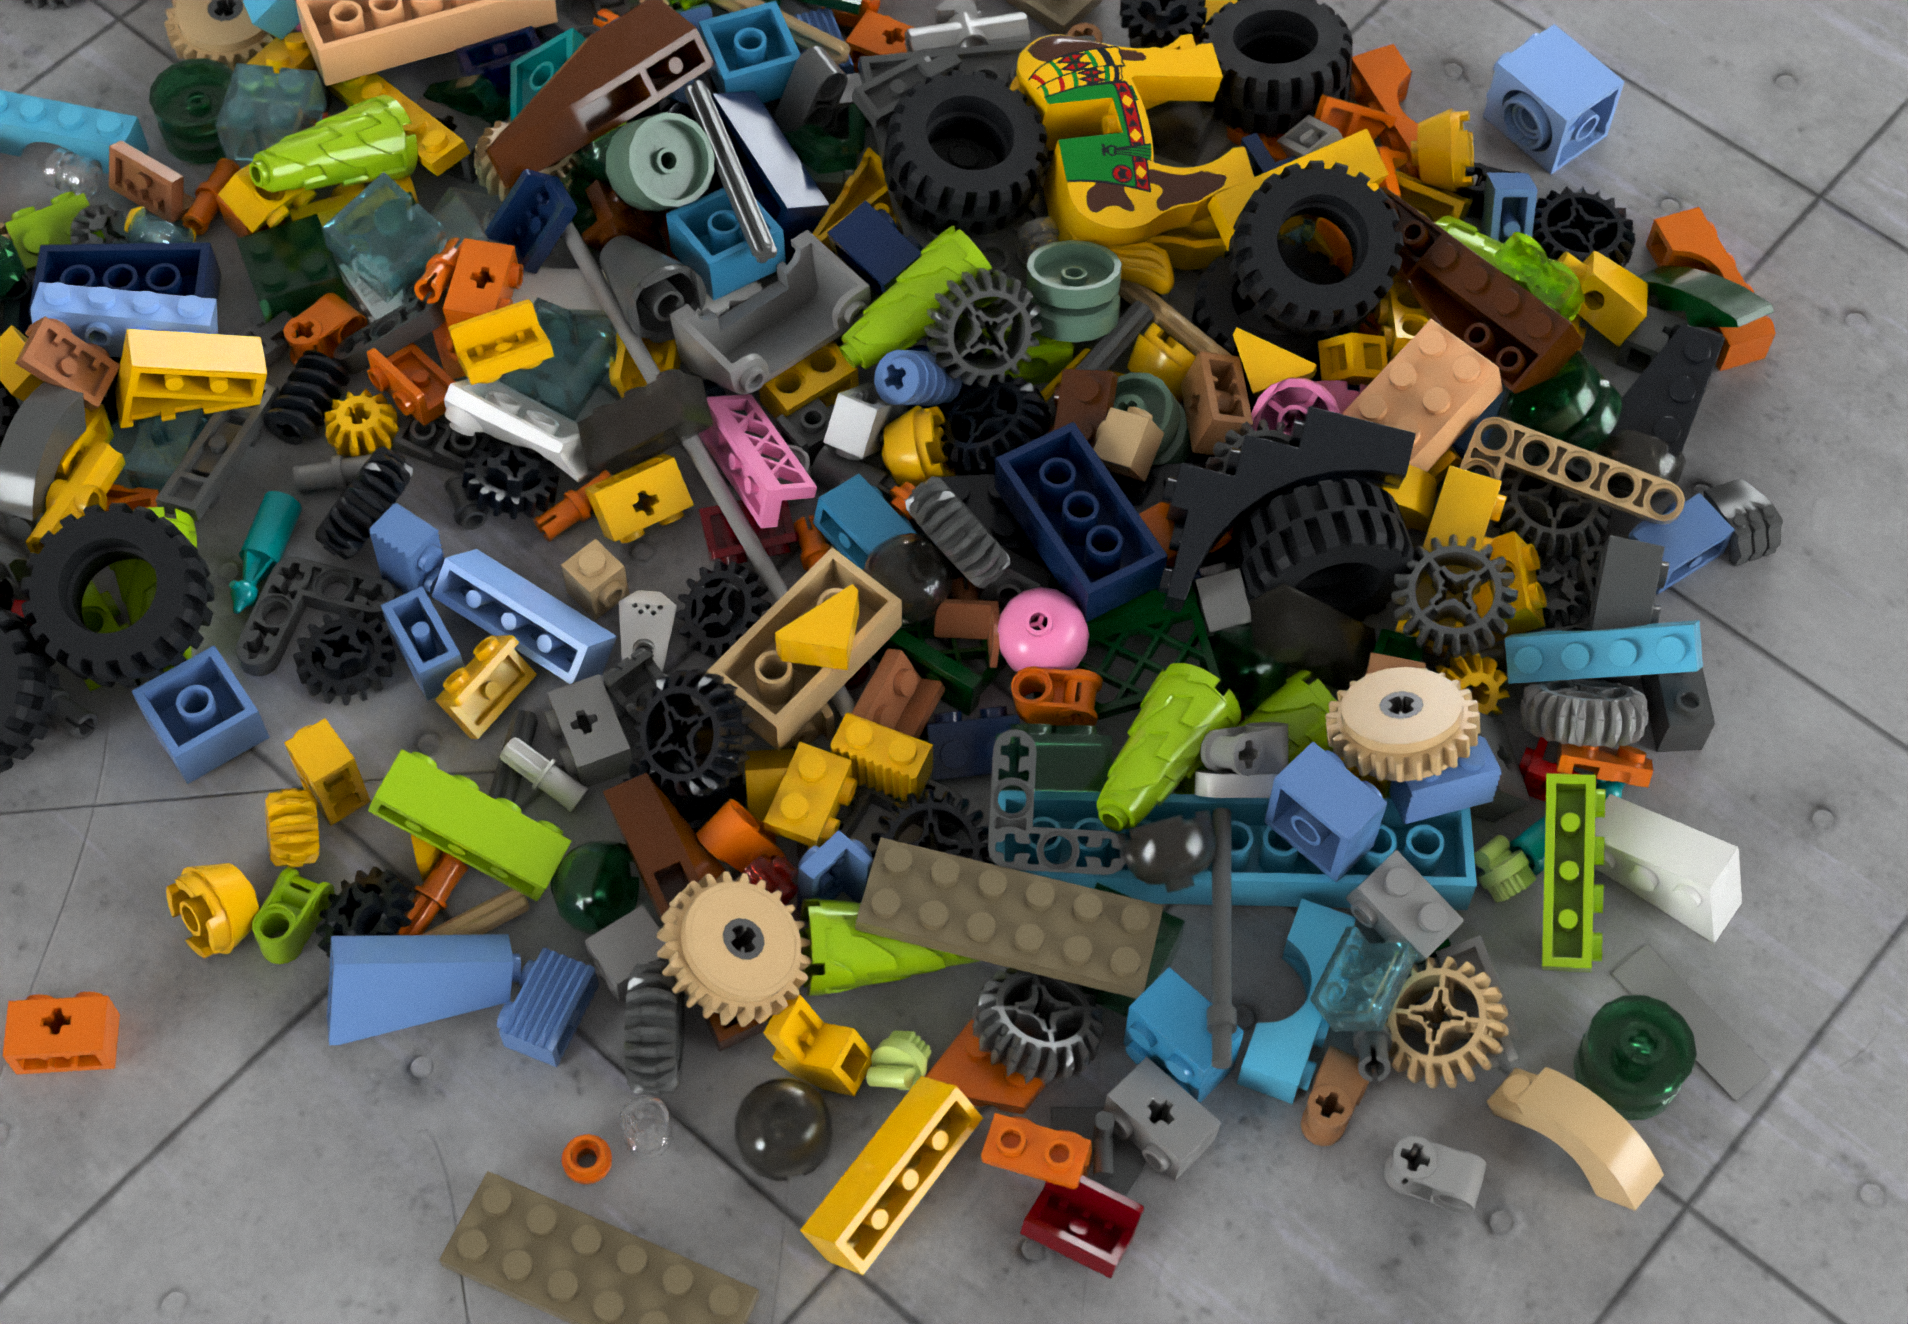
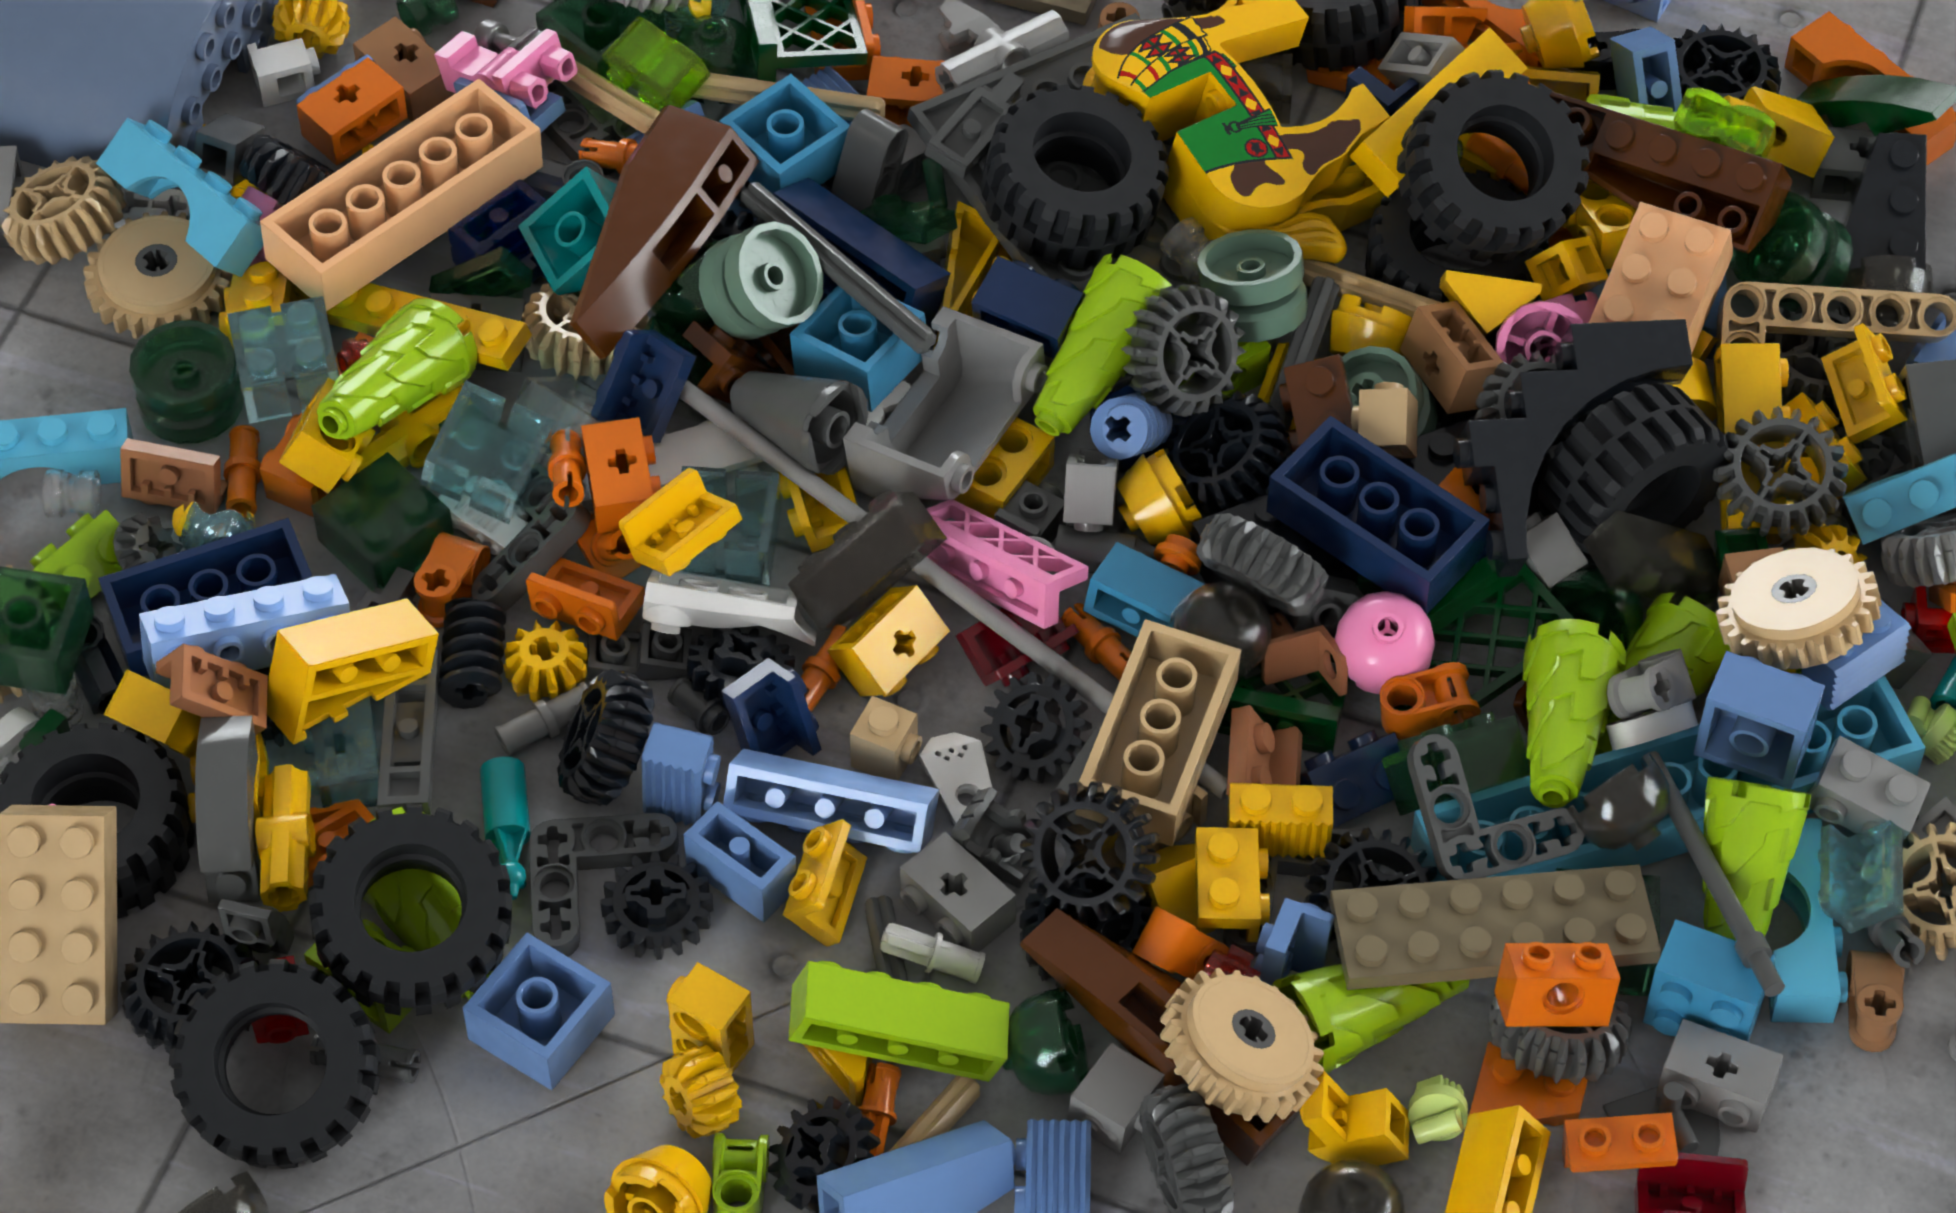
camera: 20 degrees left, 5 degrees down
(505, 525) = (771, 710): none -> dark blue bracket
(822, 634) = (1188, 707): yellow slope -> none
(1036, 990) = (1557, 984): none -> orange brick
(1270, 925) = (1753, 839): none -> lime cone
(1572, 542) = (1864, 386): none -> yellow bracket

